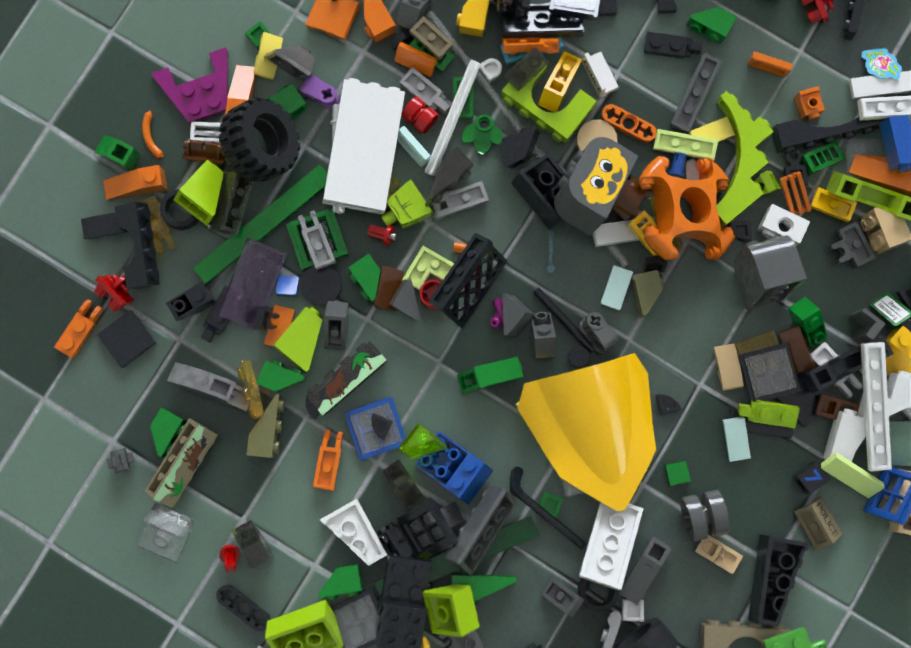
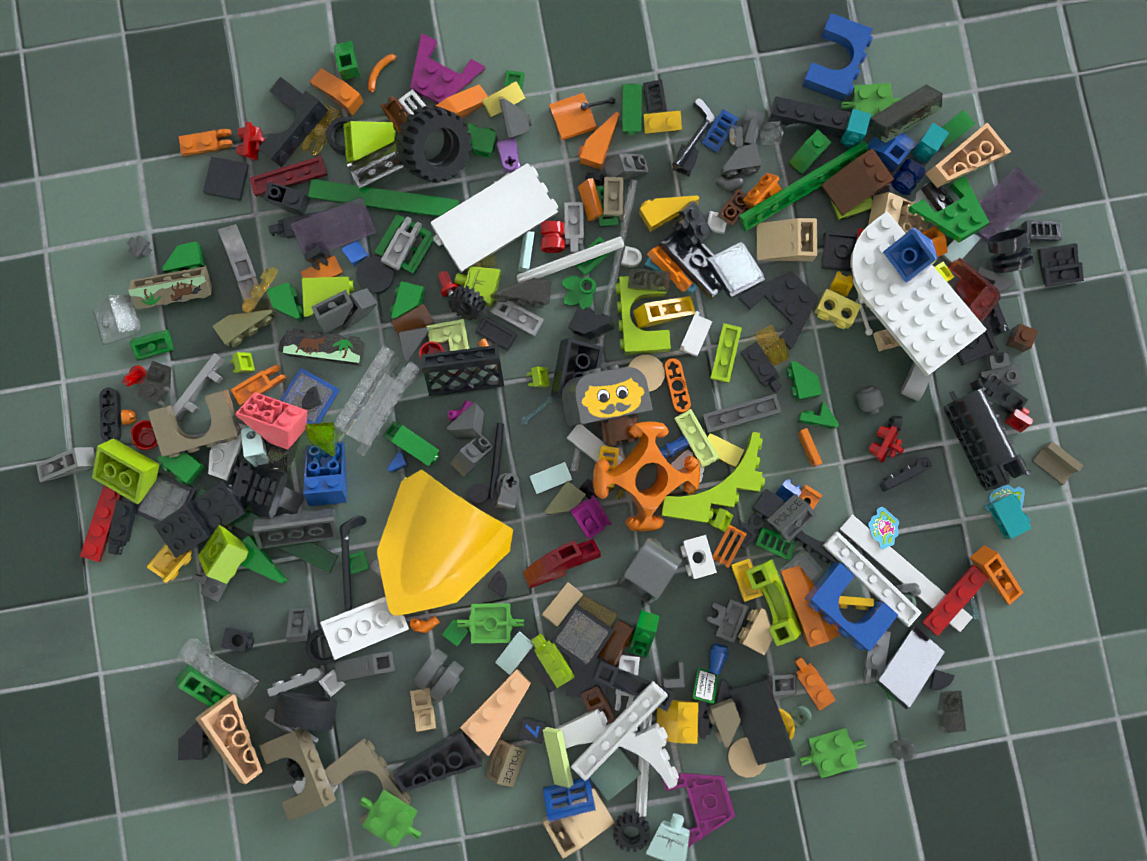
camera: 50 degrees right, 0 degrees up
(172, 283) = (289, 175): none -> dark red plate
(213, 521) = (151, 344): none -> green slope
(259, 593) = (128, 417): none -> orange hinge
(282, 493) = (207, 374): none -> light grey hinge
(289, 590) = (143, 435): none -> red hair
(298, 456) = (243, 362): none -> lime tile
(318, 569) = (173, 440): none -> dark tan arch
(324, 342) = (333, 311): none -> dark grey slope
(372, 470) = (273, 419): none -> coral slope
(384, 506) = (255, 447): none -> light aqua torso
(414, 229) = (466, 303): none -> black tyre
(433, 373) = (374, 399): none -> clear piece
(457, 229) = (496, 333): none -> black tile
(497, 400) = (398, 462): none -> blue slope
(526, 224) = (540, 377): none -> lime tile
(636, 63) = (726, 353): none -> lime plate
(650, 494) = (423, 626): none -> orange arm
(660, 22) = (772, 345): none -> clear yellow slope
(678, 282) = (590, 517): none -> magenta plate
(692, 338) = (560, 559): none -> dark red slope
(695, 437) = (490, 623): none -> bright green plate
(742, 230) = (670, 530): black tile -> none
(754, 33) = (823, 419): none -> green slope
(772, 494) = (494, 714): none -> light nougat wedge
(791, 111) = (787, 490): none -> blue tile
(817, 124) = (792, 517): none -> dark grey panel
(875, 279) = (718, 656): none -> blue cone

